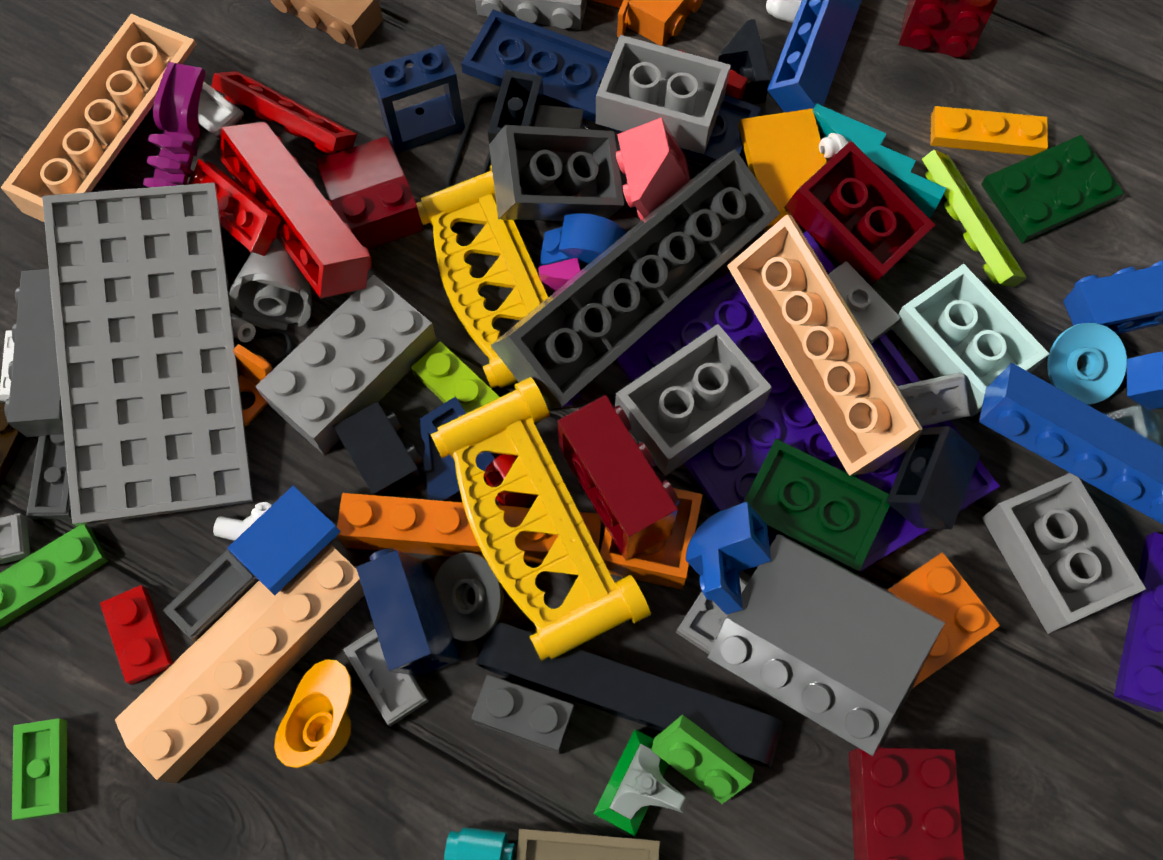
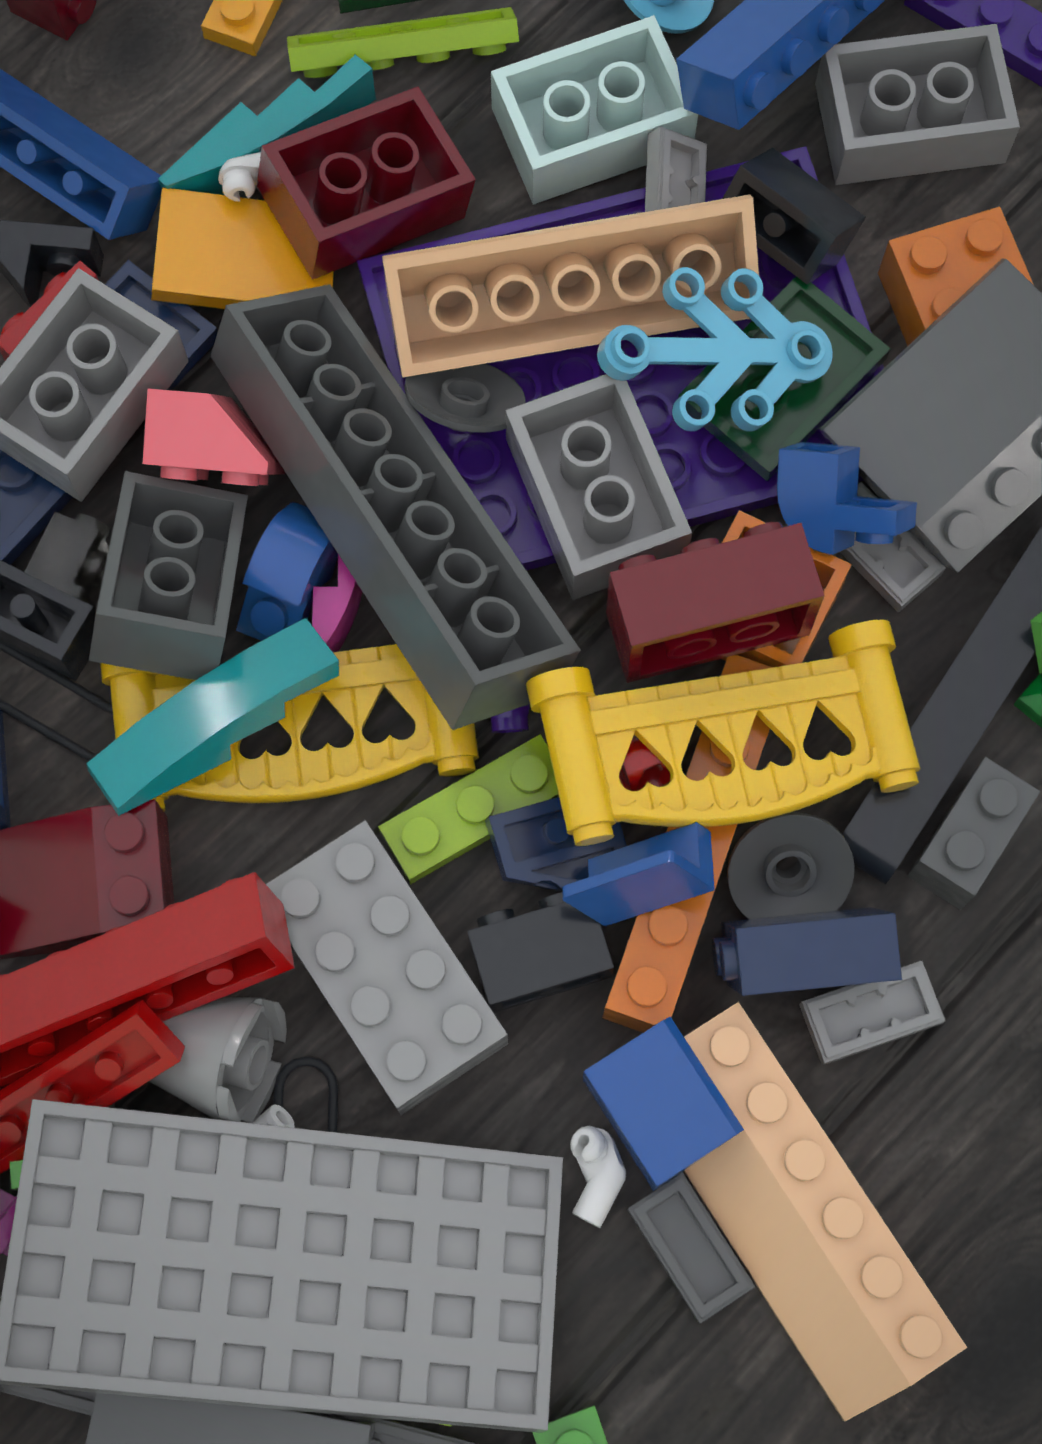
camera: 75 degrees left, 5 degrees up
(136, 634) = (724, 1371): red plate -> none
(252, 370) = (366, 1112): orange bracket -> none
(317, 717) = (916, 1113): light orange piece -> none
(429, 492) = (645, 876): none -> blue panel
(475, 219) = (210, 714): none -> teal slope
(726, 305) = (465, 397): none -> dark grey dish
(809, 453) = (727, 349): none -> medium azure plant
(864, 302) = (507, 214): light grey plate -> none

